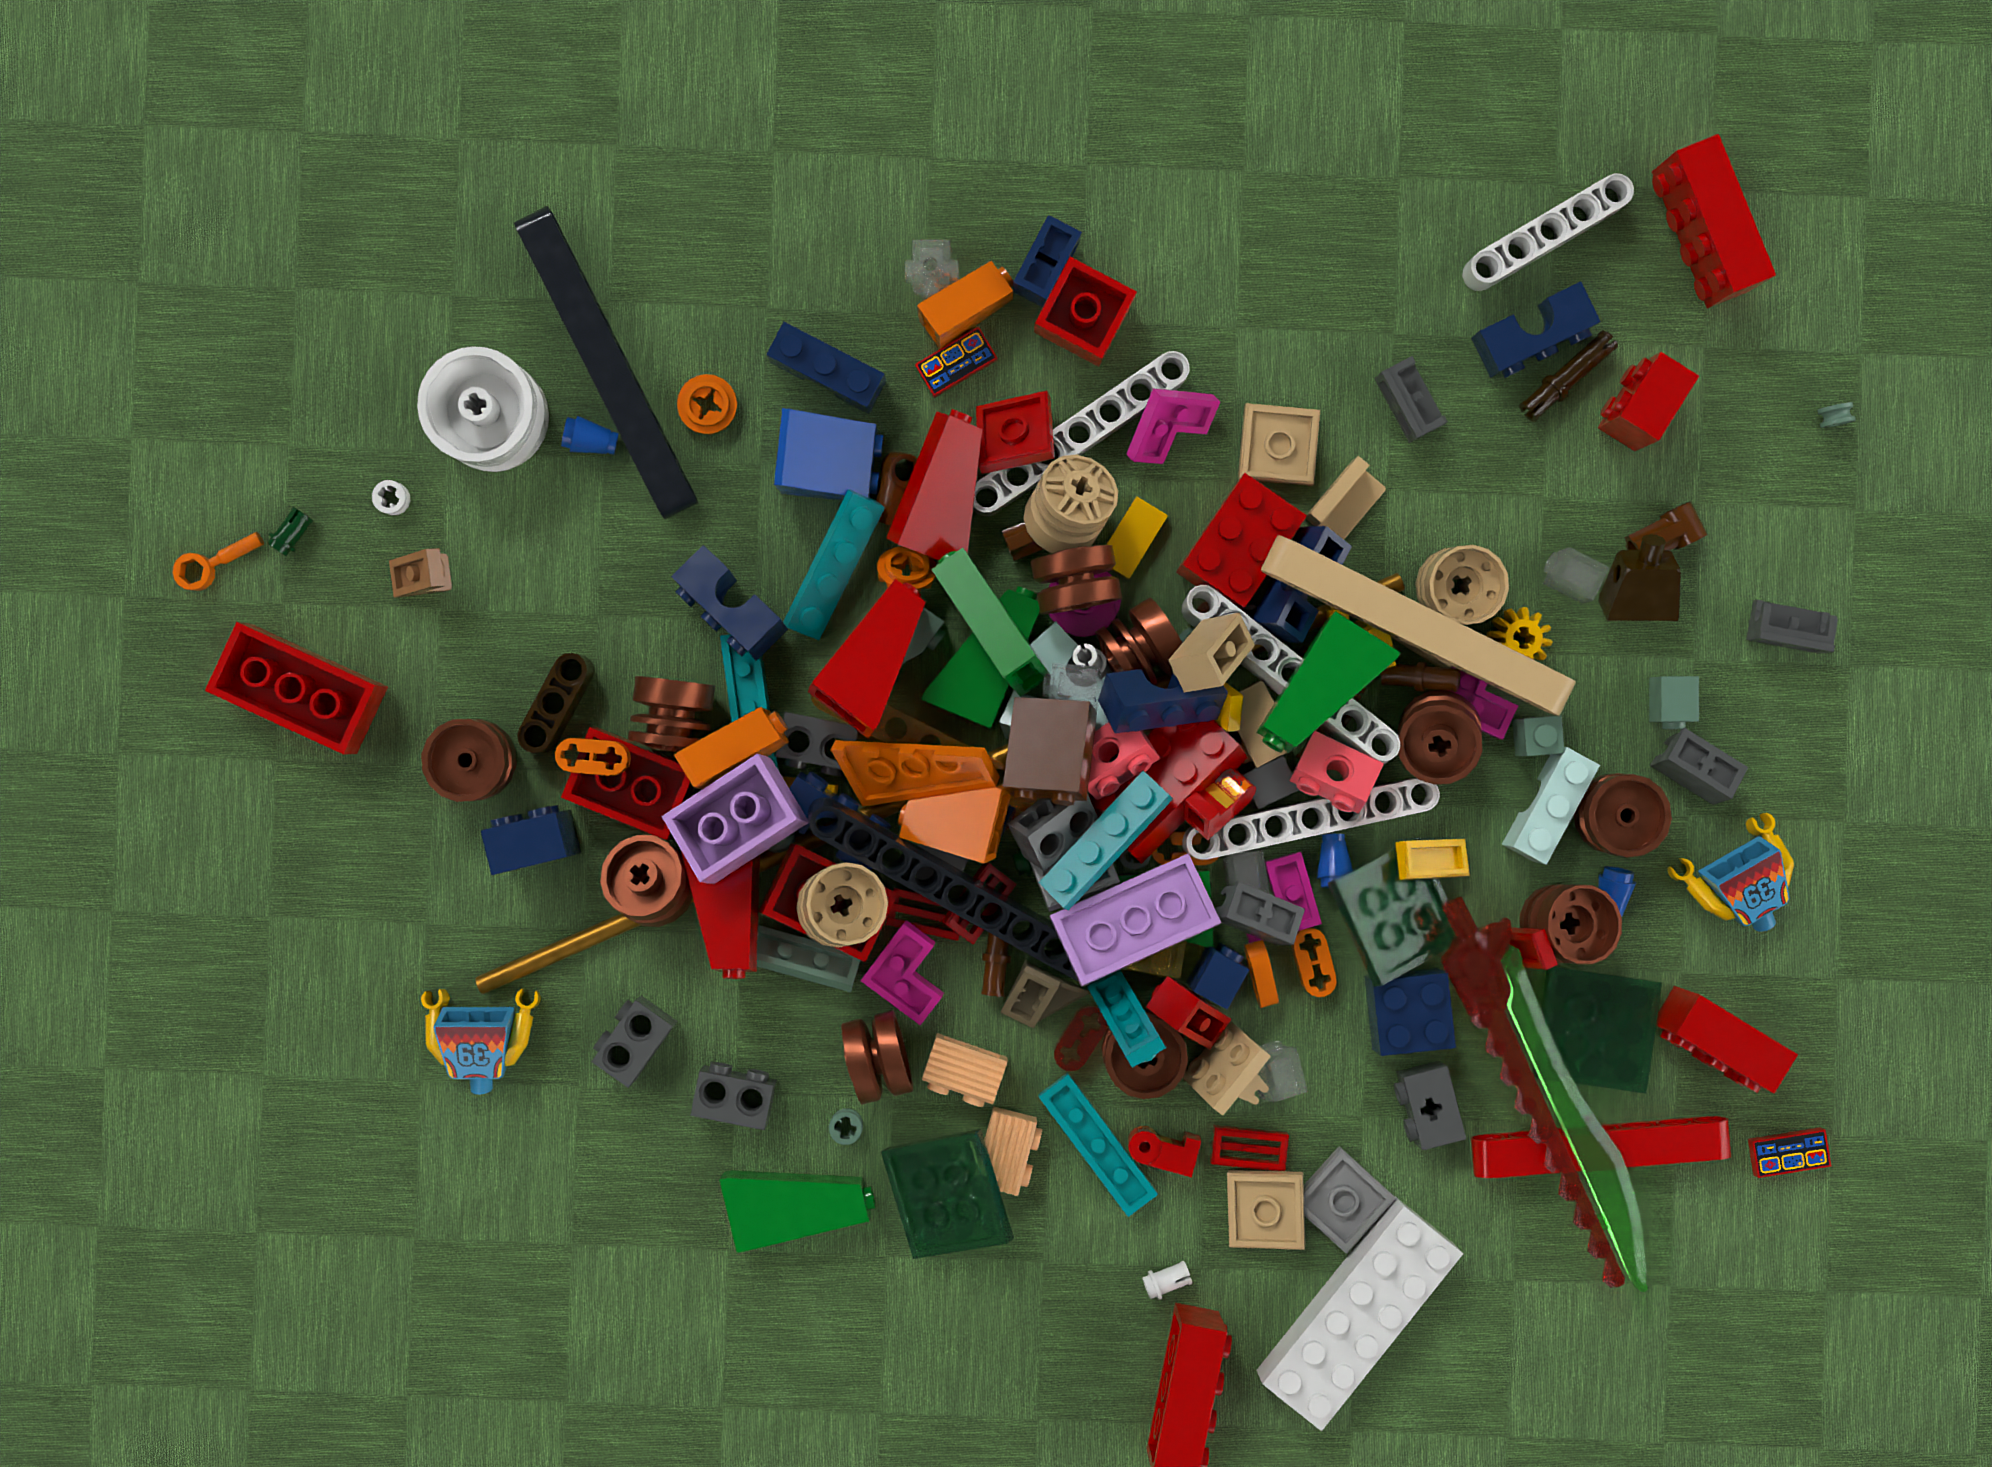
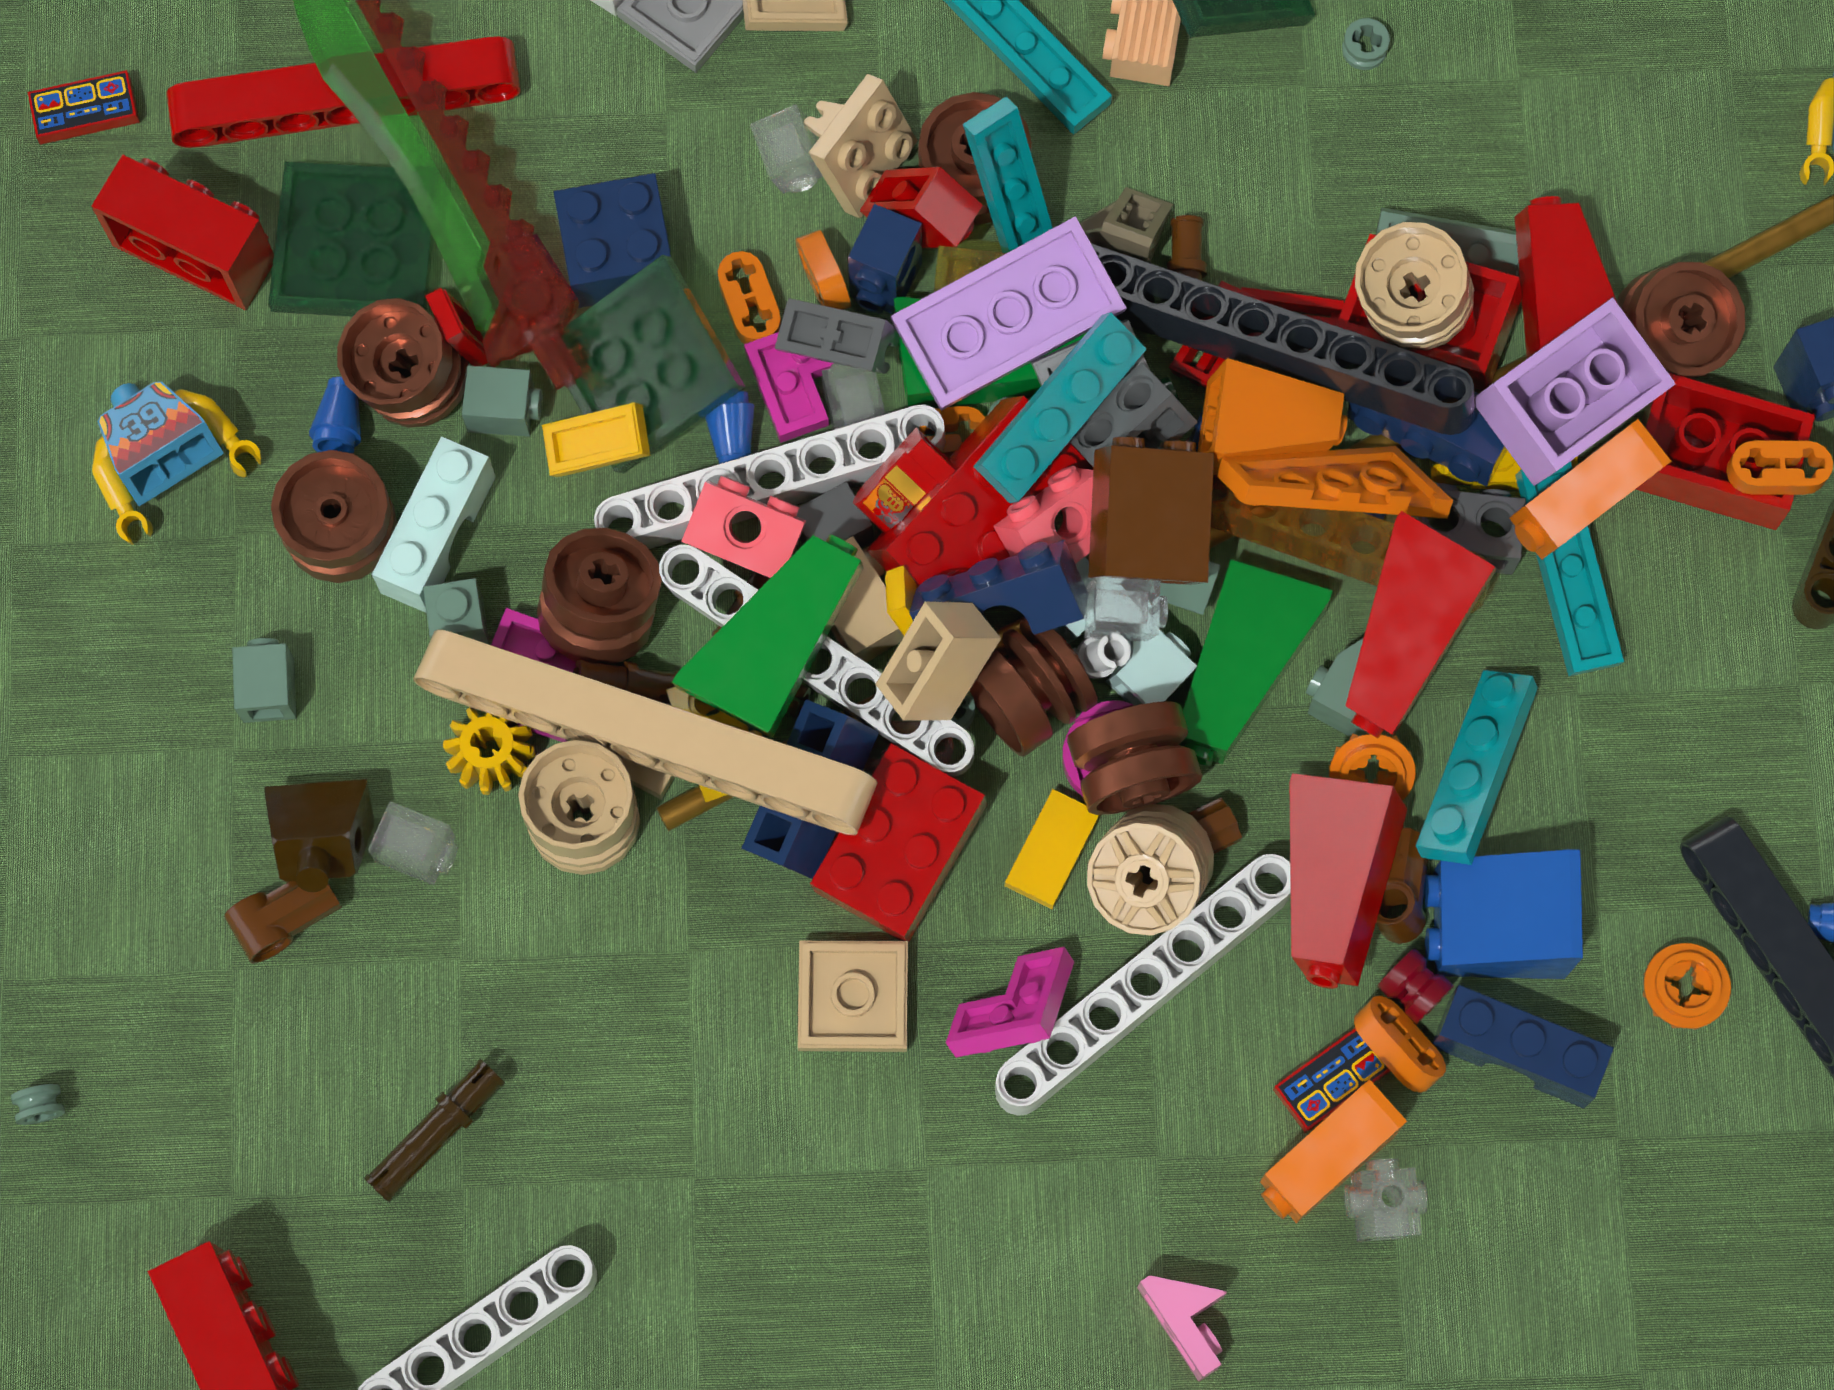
camera: 175 degrees right, 15 degrees down
(639, 1045) = (1661, 123): dark grey brick -> none
(670, 712) = (1678, 544): copper wheel -> none
(733, 1107) = (1521, 53): dark grey brick -> none
(750, 626) = (1655, 725): dark blue arch -> none
(871, 1058) = (1337, 121): copper wheel -> none
(891, 415) = (1415, 986): none -> dark red wheel
(895, 975) = (1321, 232): dark pink plate -> none
(909, 378) = (1399, 1044): none -> orange beam
(964, 1070) = (1215, 123): light nougat brick -> none
(990, 621) = (1250, 689): green slope -> none
(1015, 432) = (1240, 972): red tile -> none
(1046, 260) = (1219, 1224): dark blue brick -> none
(1079, 210) = (1175, 1307): none -> bright pink slope
(1084, 311) = (1156, 1155): red brick -> none
(1087, 1042) = (1070, 183): clear red beam -> none
(1164, 1152) = (935, 42): red leg -> none
(1217, 1144) = (850, 67): red tile -> none
(1347, 499) = (749, 925): tan panel -> none
(1410, 400) = (662, 1077): dark grey hinge -> none
(1444, 1121) = (563, 103): dark grey brick -> none
(1498, 895) = (500, 401): none -> sand green brick
(1565, 316) = (442, 1206): dark blue arch -> none
(1647, 401) = (323, 1089): red brick -> none
(1700, 767) = (223, 593): dark grey hinge -> none
(1792, 627) = (96, 798): dark grey hinge -> none

